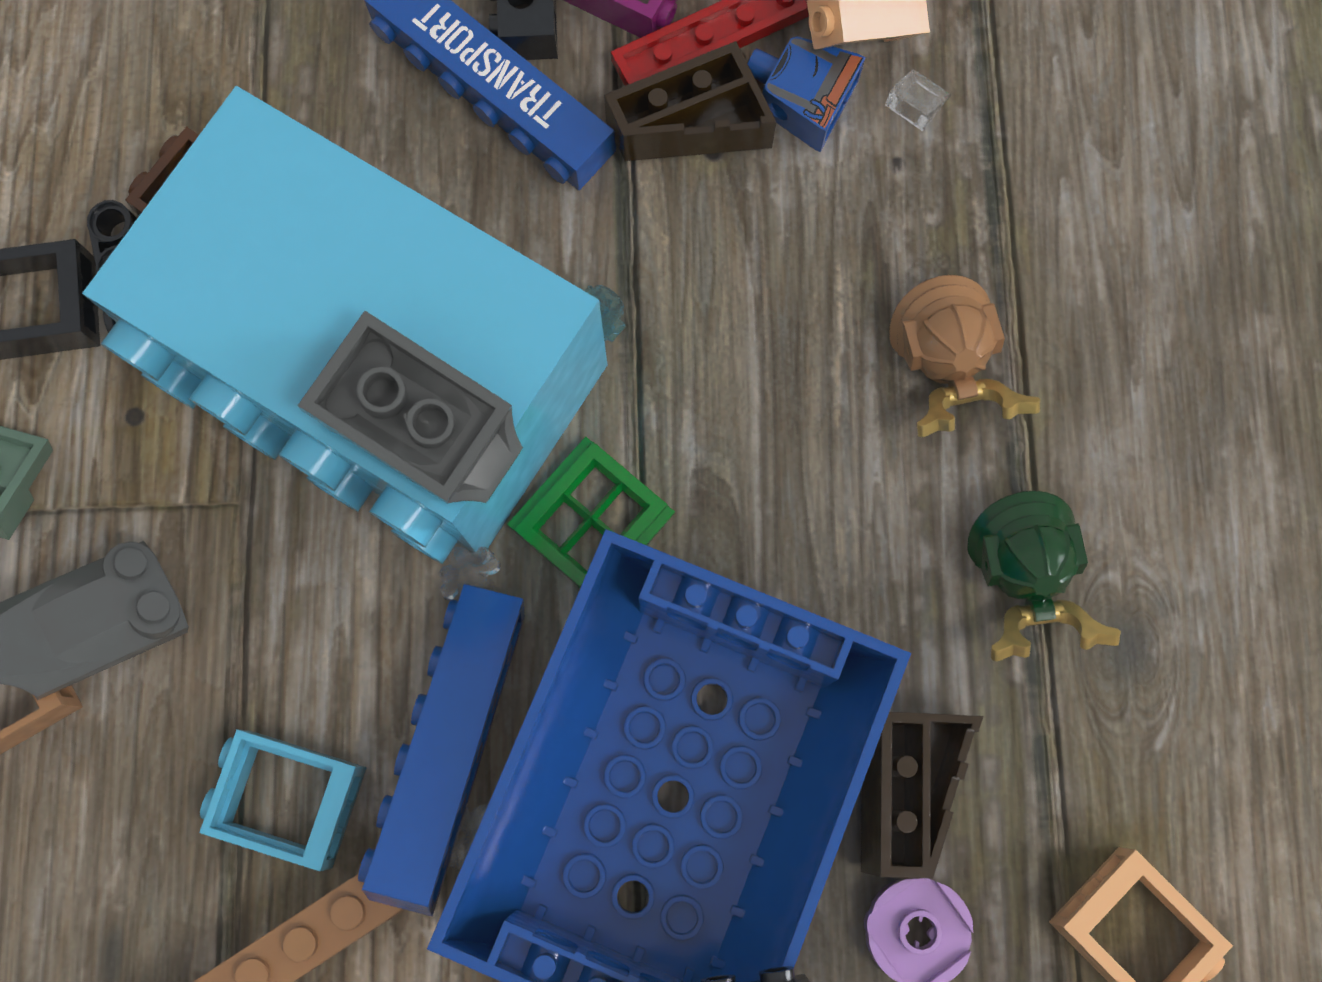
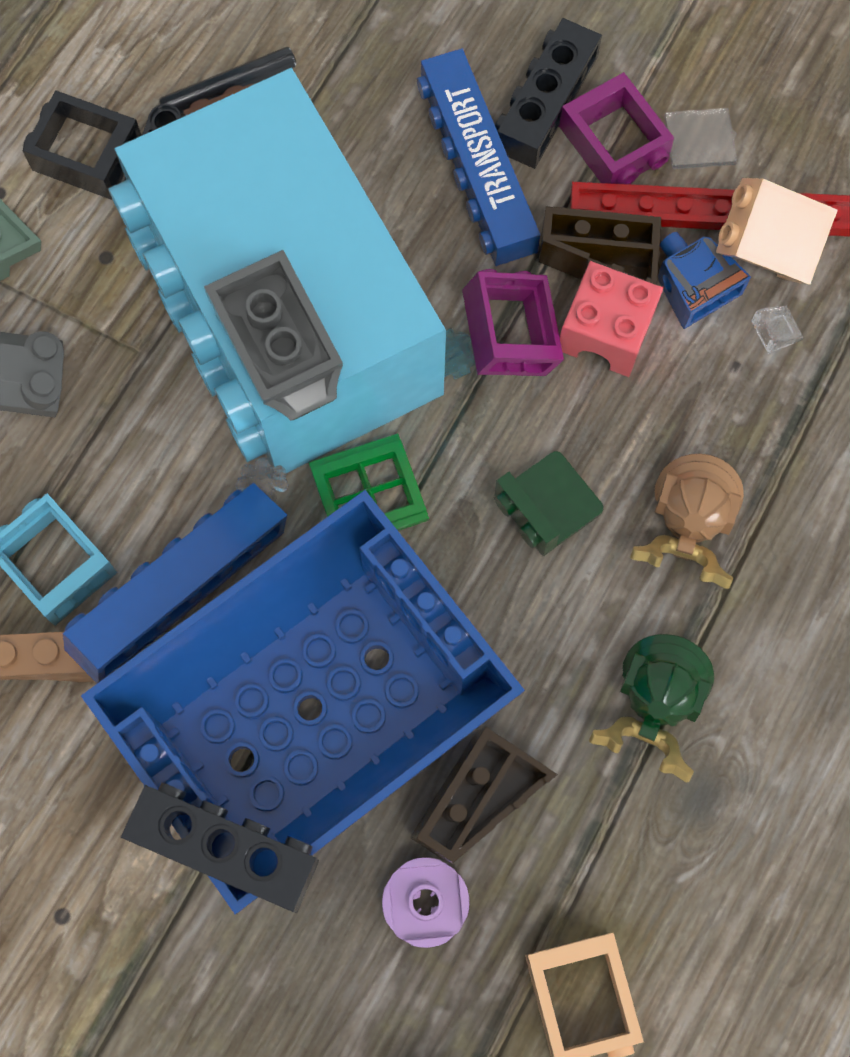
camera: 30 degrees right, 5 degrees down
(164, 124) = (242, 75): none -> black axle
(665, 222) = (512, 359): none -> magenta window
(743, 181) = (610, 316): none -> coral piece
(792, 422) = (547, 502): none -> dark green bracket

